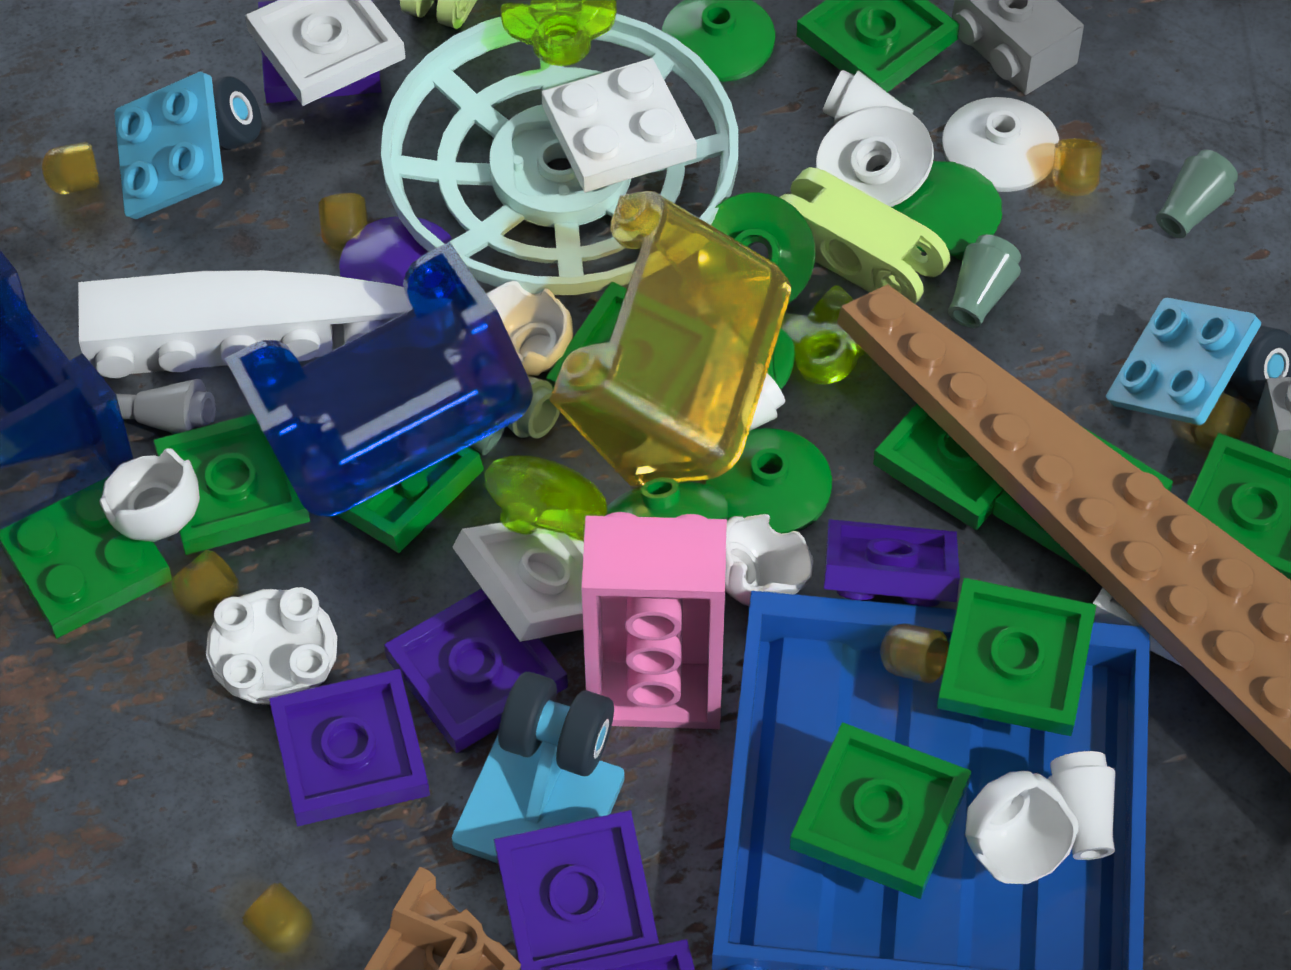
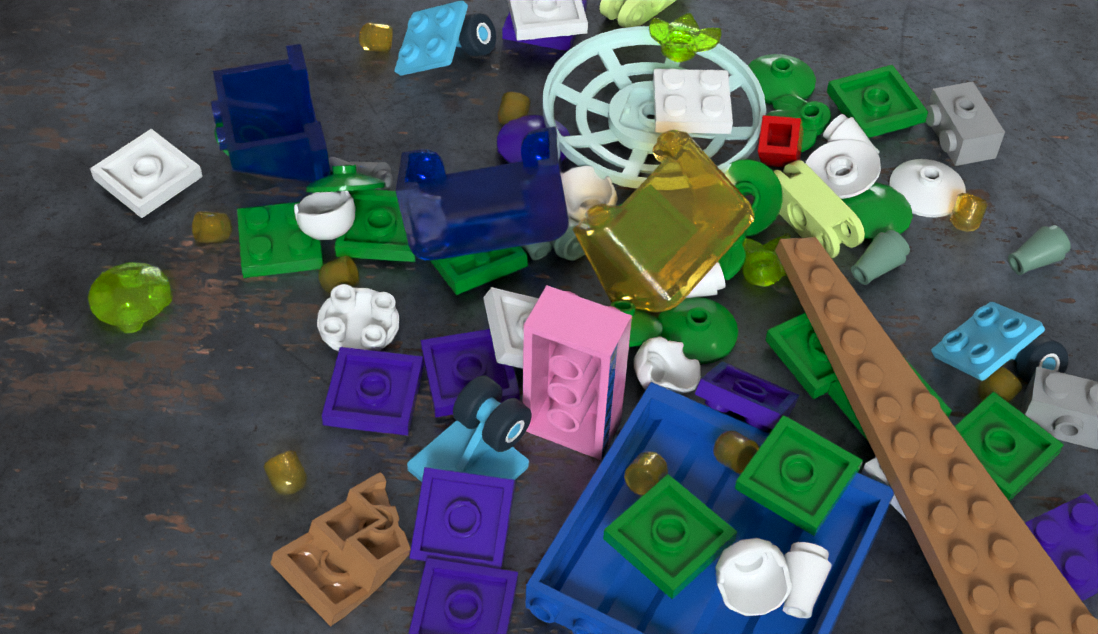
camera: 20 degrees right, 5 degrees down
(161, 437) = (345, 179): none -> green dish
(209, 315) = (389, 128): white slope -> none
(543, 495) = (537, 274): clear neon green dish -> none
(768, 106) = (796, 107): none -> green plate
(772, 145) = (780, 140): none -> red brick
(806, 730) = (645, 472): none -> clear yellow piece

